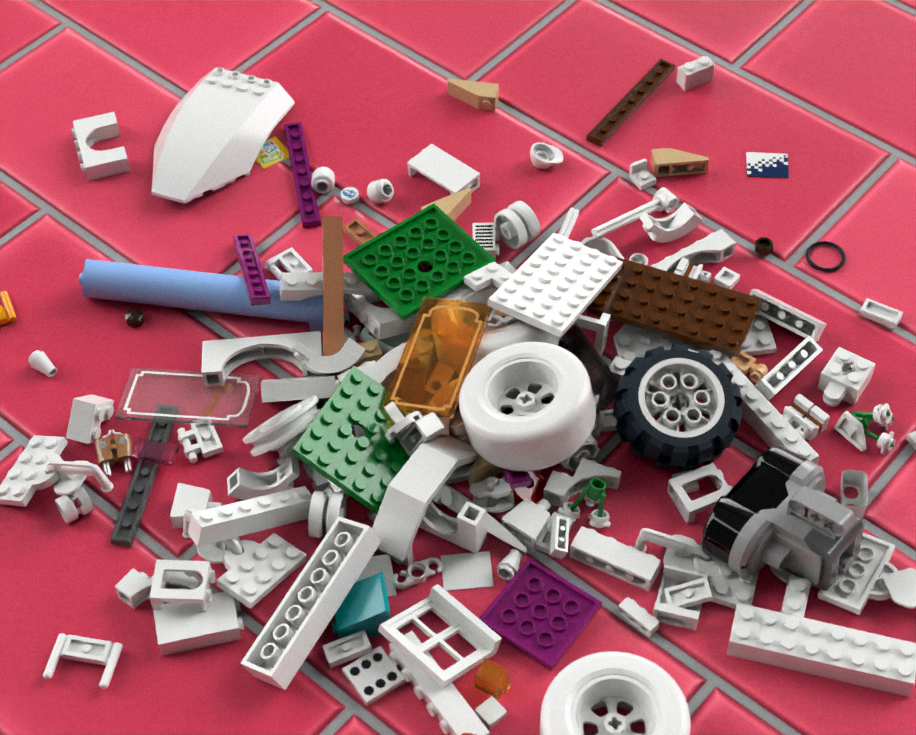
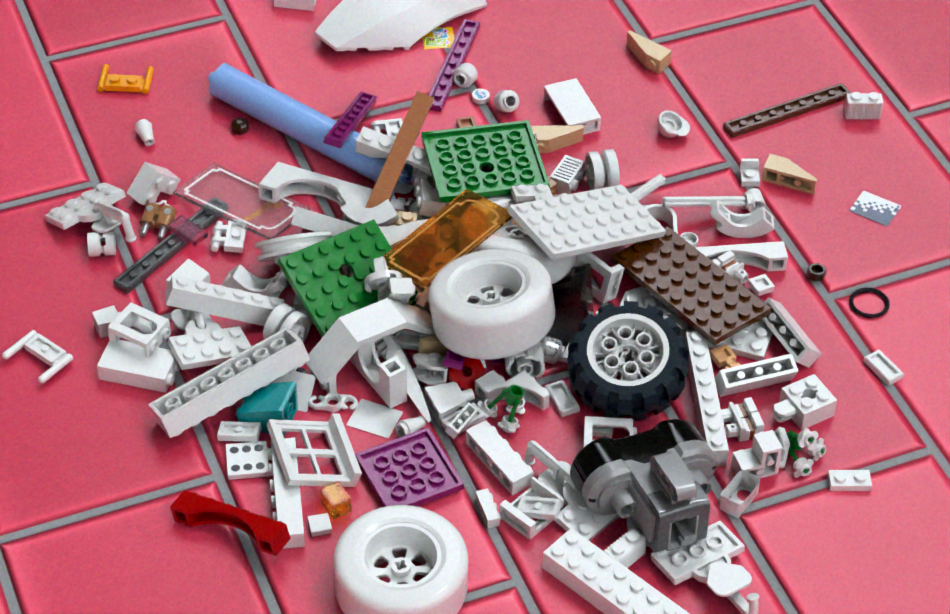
camera: 25 degrees right, 5 degrees down
(631, 470) = (562, 398): none -> white tile
(846, 450) = (762, 458): none -> white brick

